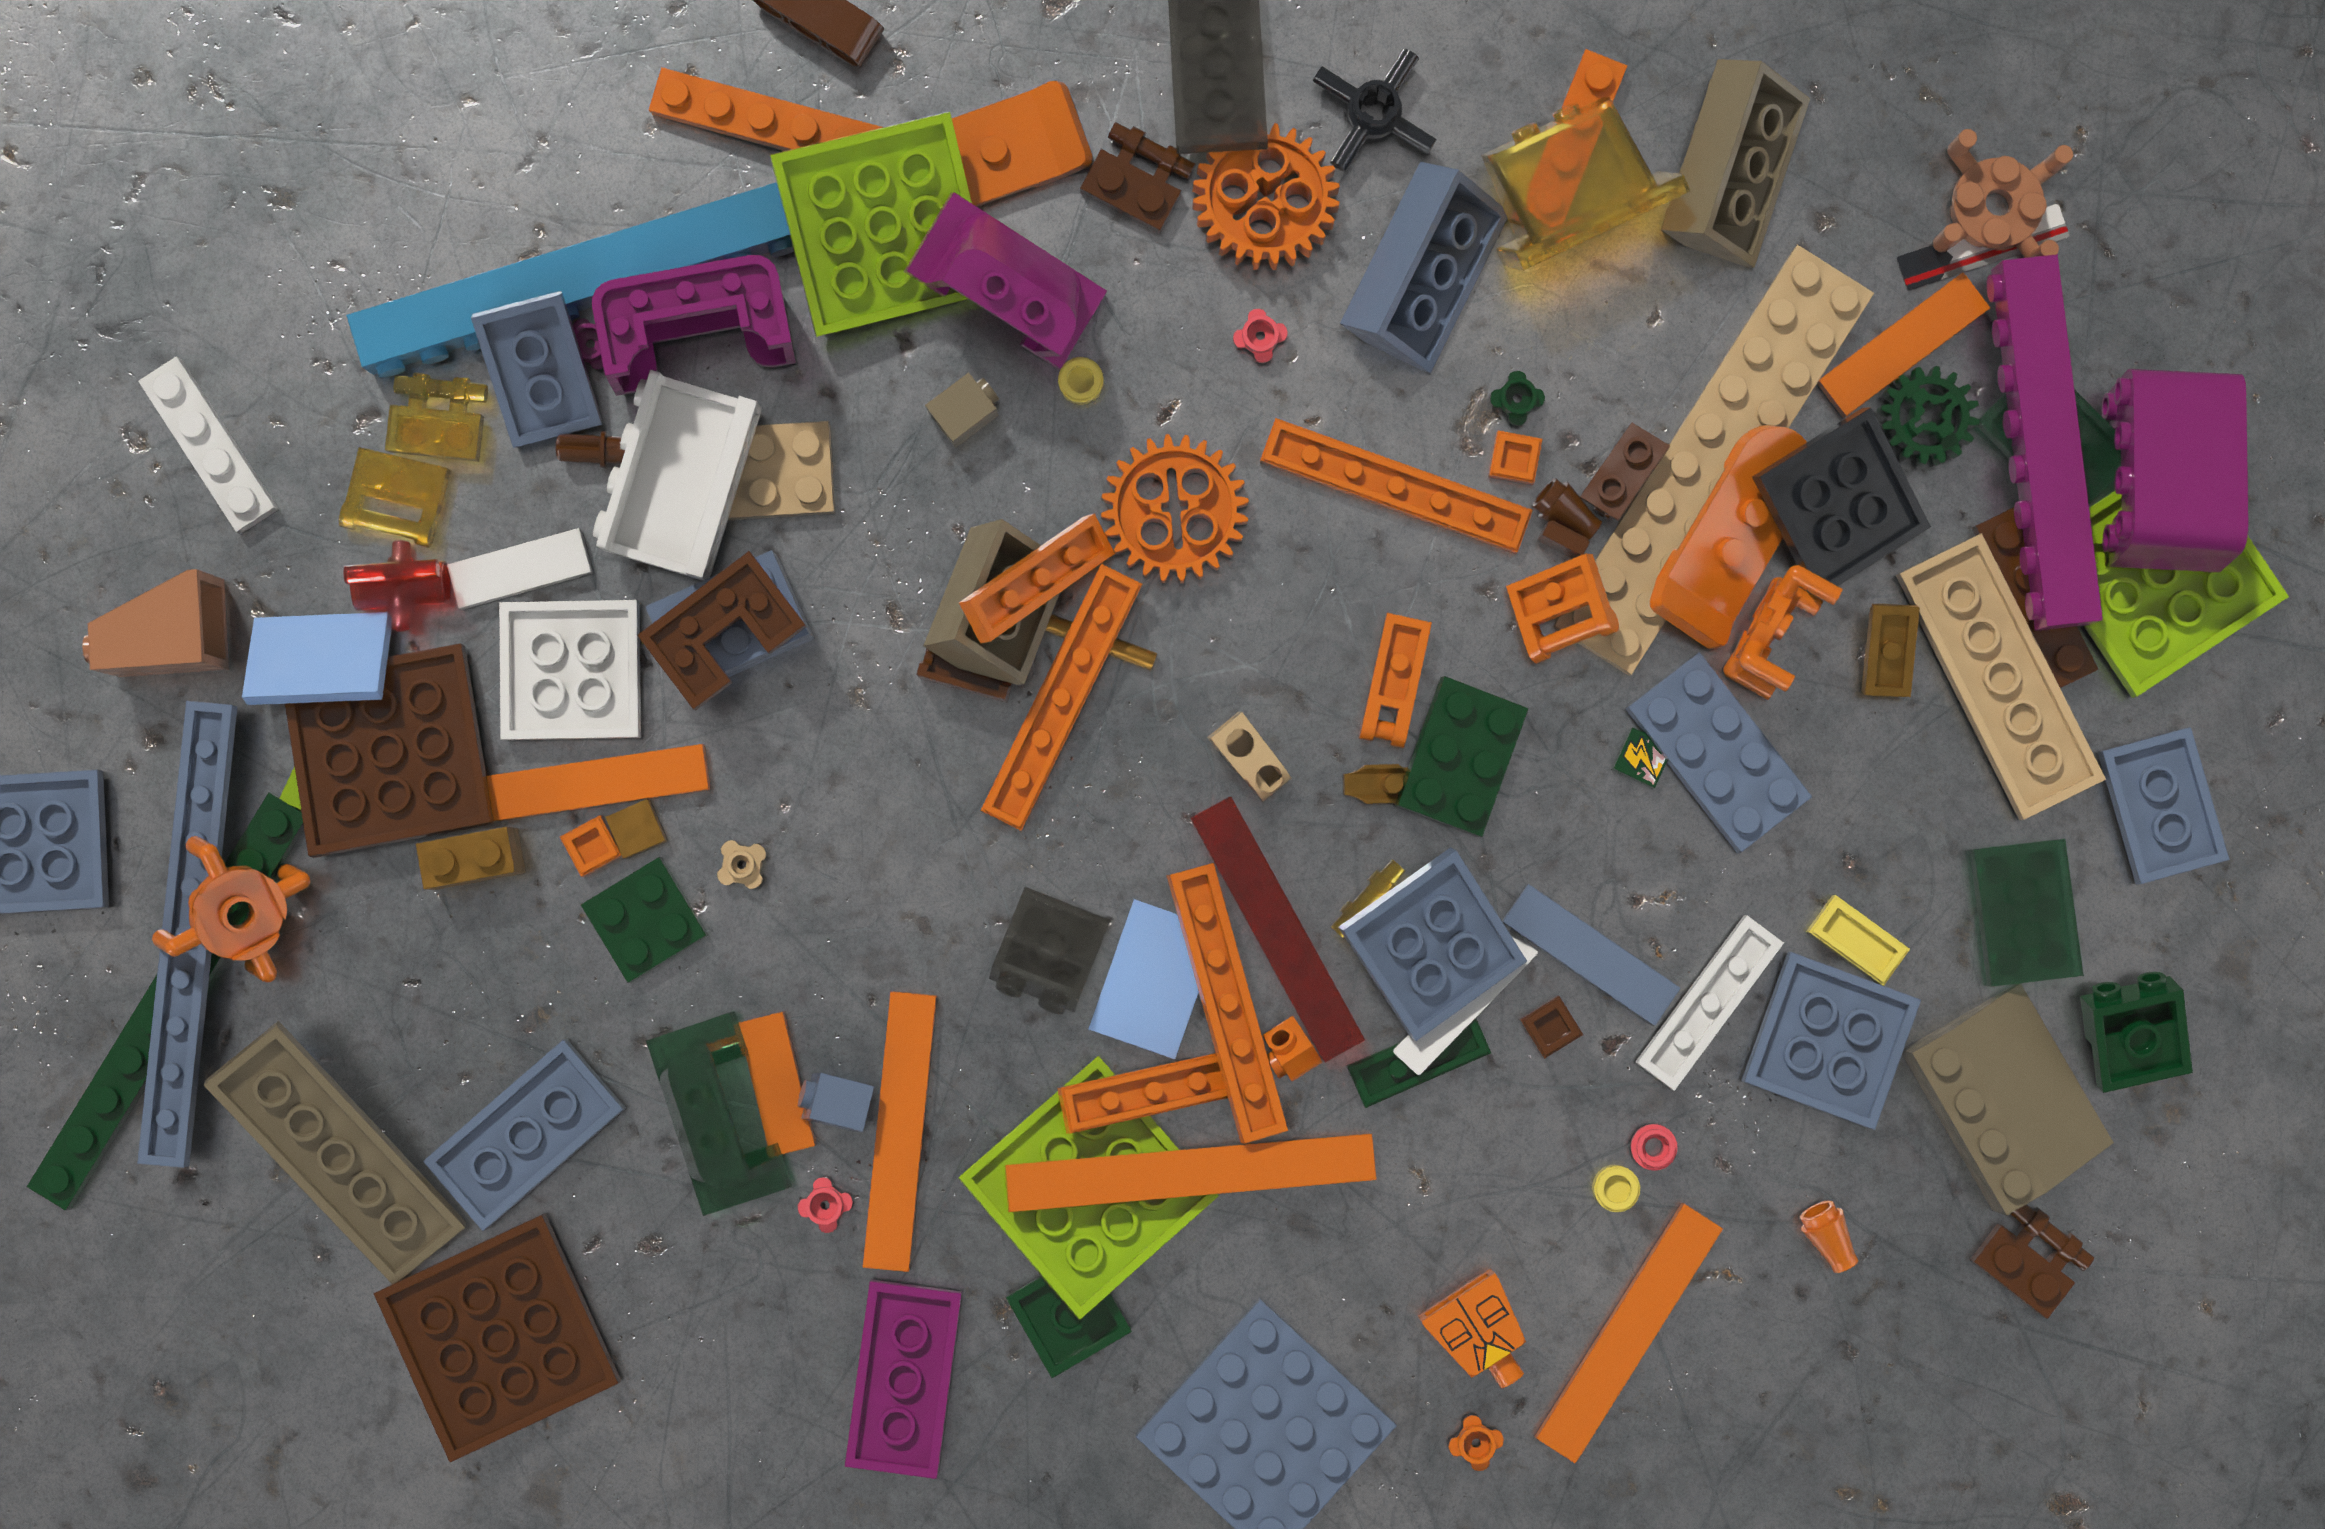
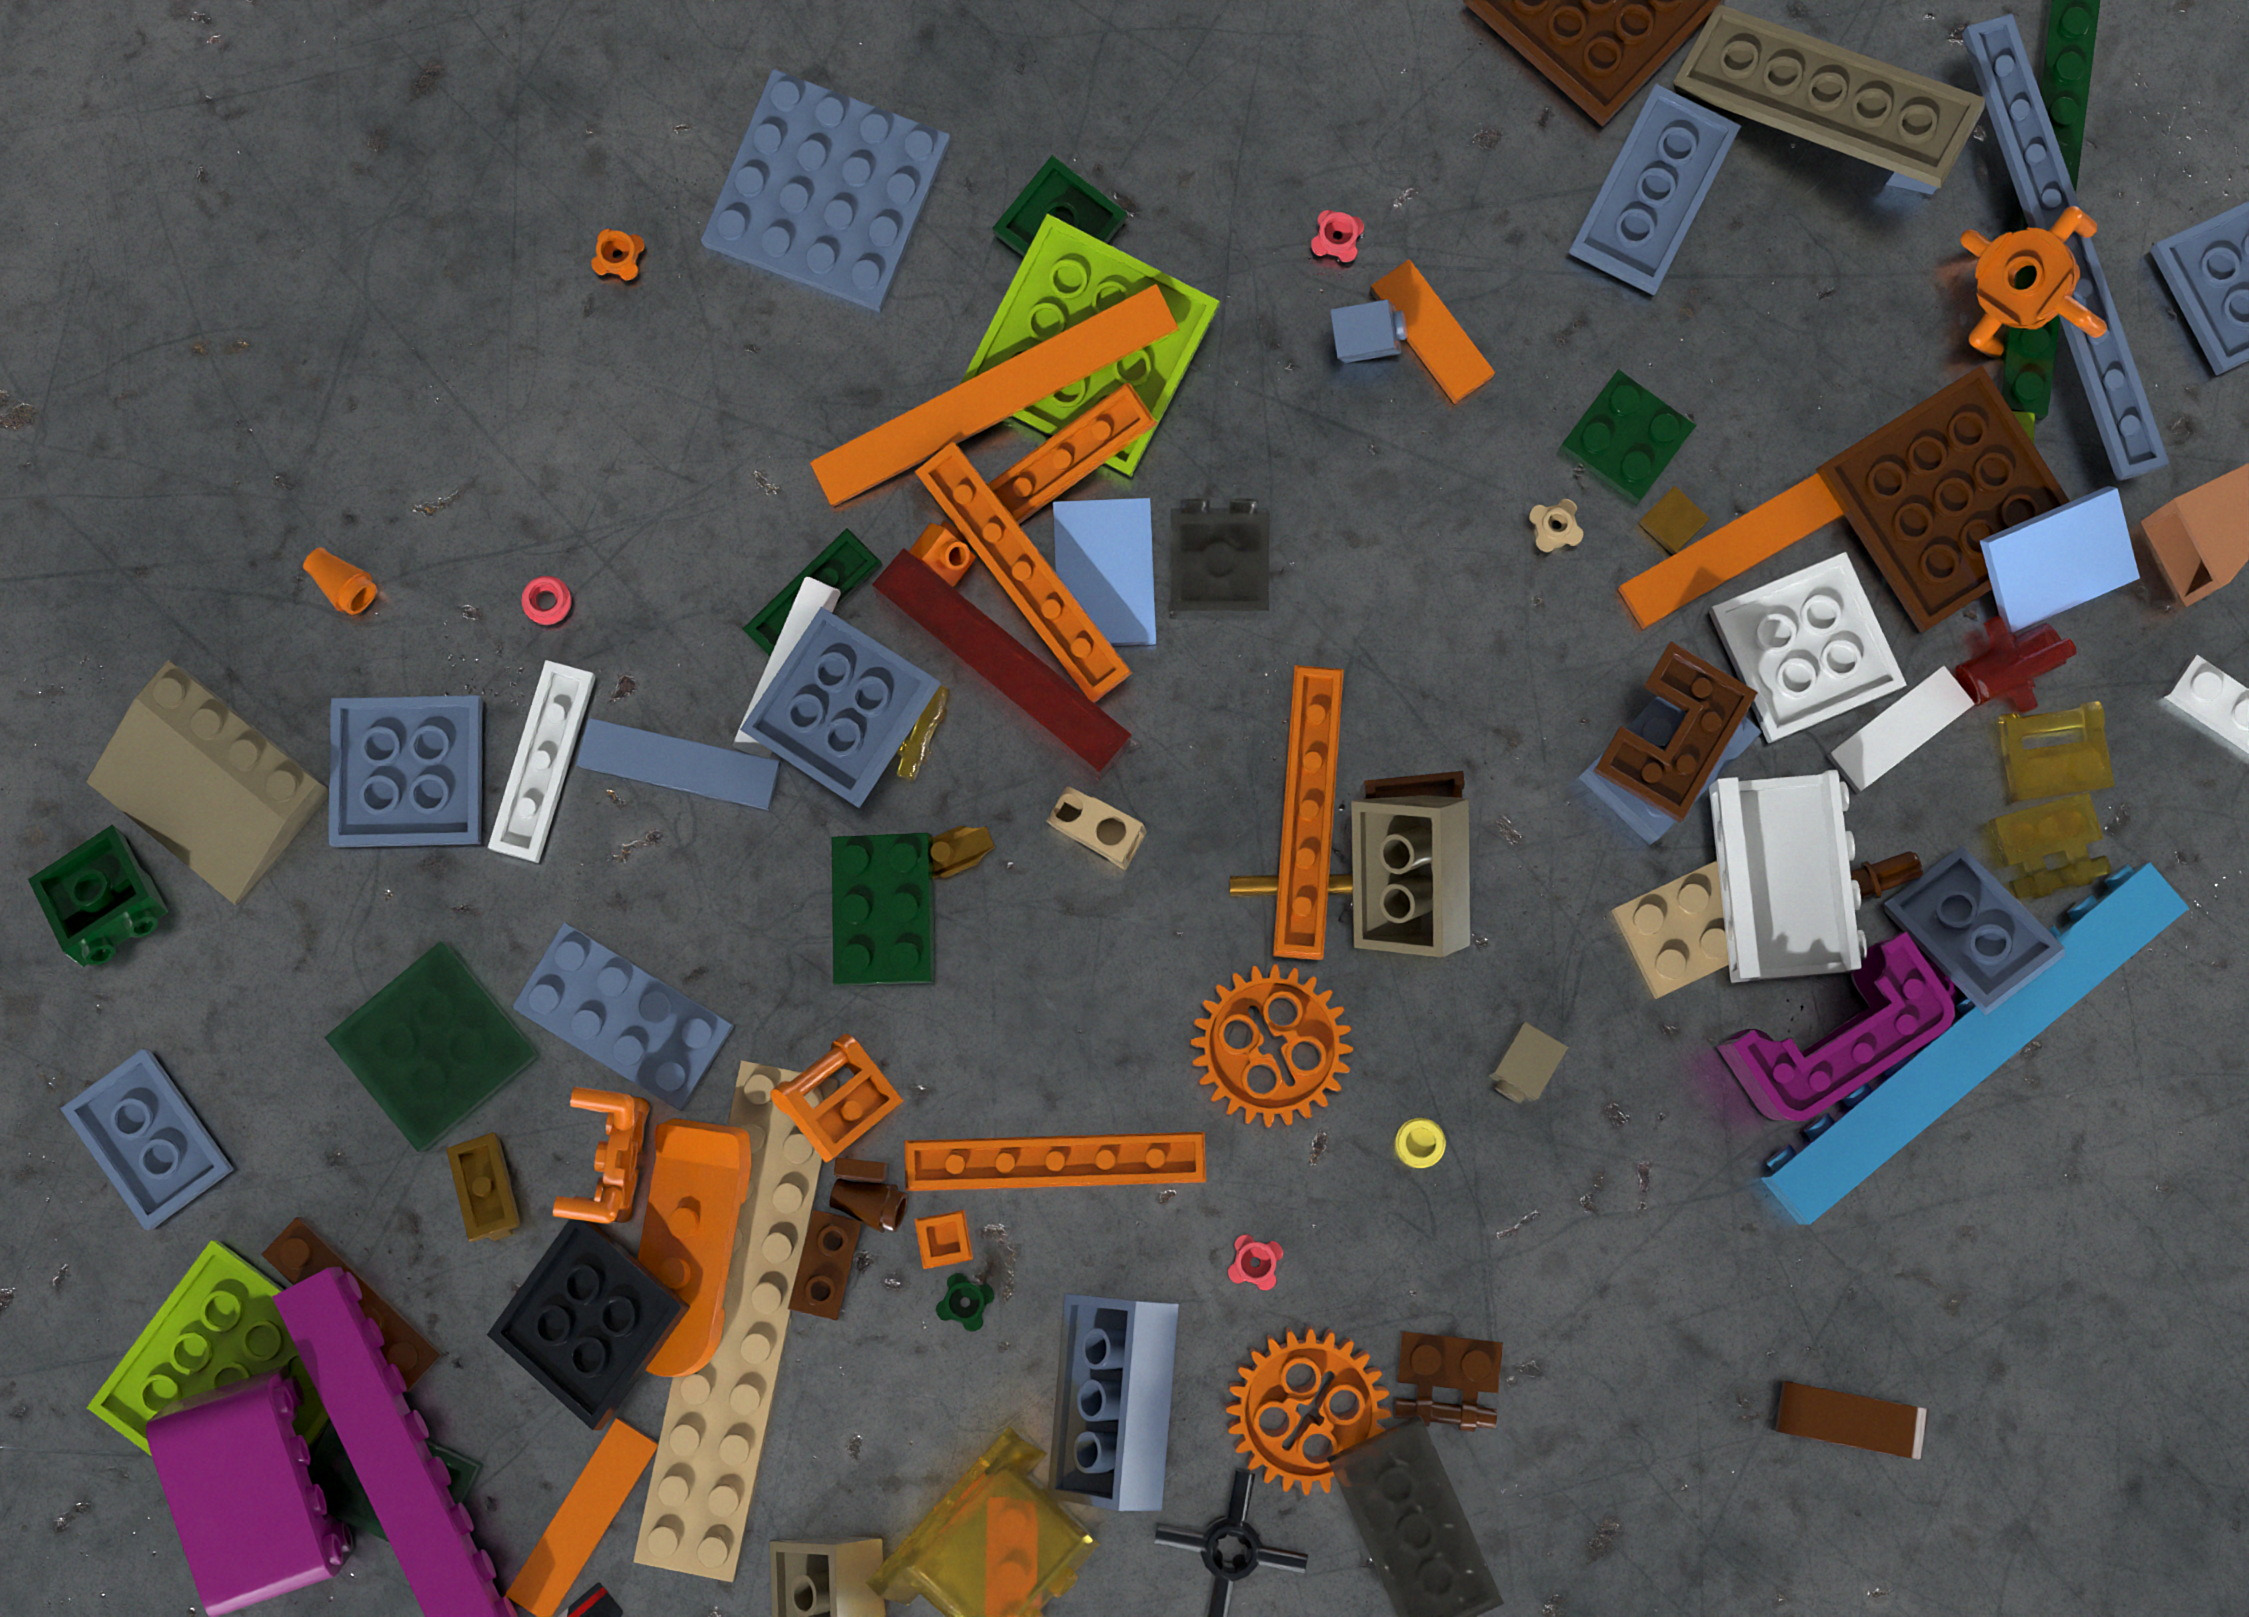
camera: 155 degrees right, 5 degrees down
(470, 858) = (1823, 425): pearl gold brick -> none
(591, 846) = (1711, 486): orange tile -> none
(703, 1120) = (1493, 263): clear green windscreen -> none
(746, 113) = (1832, 1286): orange plate -> none
(861, 214) = (1691, 1217): lime plate -> none
(899, 1131) = (1294, 333): orange tile -> none
(903, 1379) = (1194, 103): magenta plate -> none
(1007, 278) = (1539, 1208): magenta windscreen -> none
(1021, 143) = (1621, 1333): orange piece -> none
(1036, 578) = (1382, 910): orange plate -> none
(1395, 678) = (979, 963): orange plate -> none
(1478, 1329) = (656, 358): orange torso -> none
(1550, 1027) = (692, 678): reddish brown tile -> none
(1616, 1188) = (569, 547): light yellow tile -> none
(1628, 1332) = (506, 415): orange tile -> none
(1640, 759) = (700, 979): tile -> none
(1858, 940) = (414, 883): light yellow tile -> none
(1892, 790) = (431, 1046): none -> clear green plate
(1916, 403) = (510, 1439): dark green gear -> none
(2001, 677) = (360, 1207): tan plate -> none
(2023, 1270) = (132, 621): reddish brown plate -> none
(2026, 912) = (251, 975): clear green plate -> none

